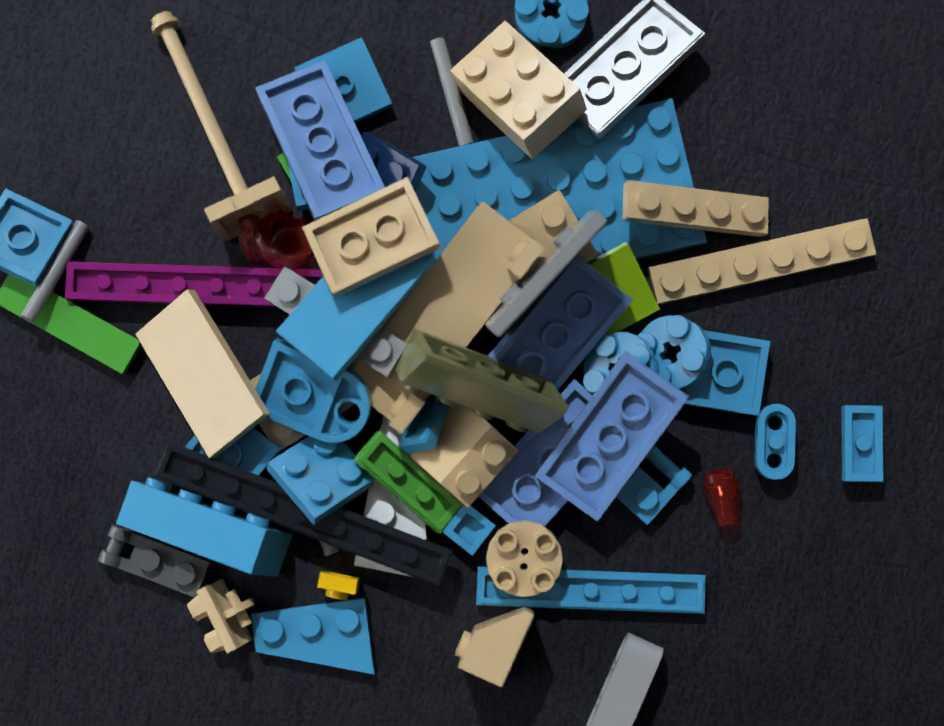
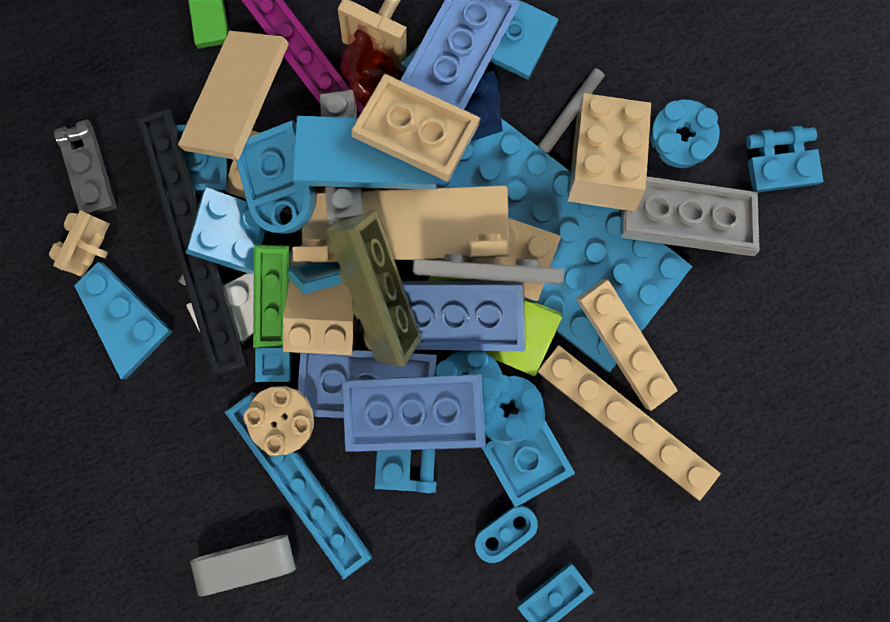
camera: 55 degrees right, 0 degrees up
(204, 528) = (128, 184): dark azure wedge -> none
(338, 585) = (163, 304): yellow plate -> none
(493, 645) = (198, 446): tan slope -> none
(722, 493) = (439, 524): clear red cone -> none

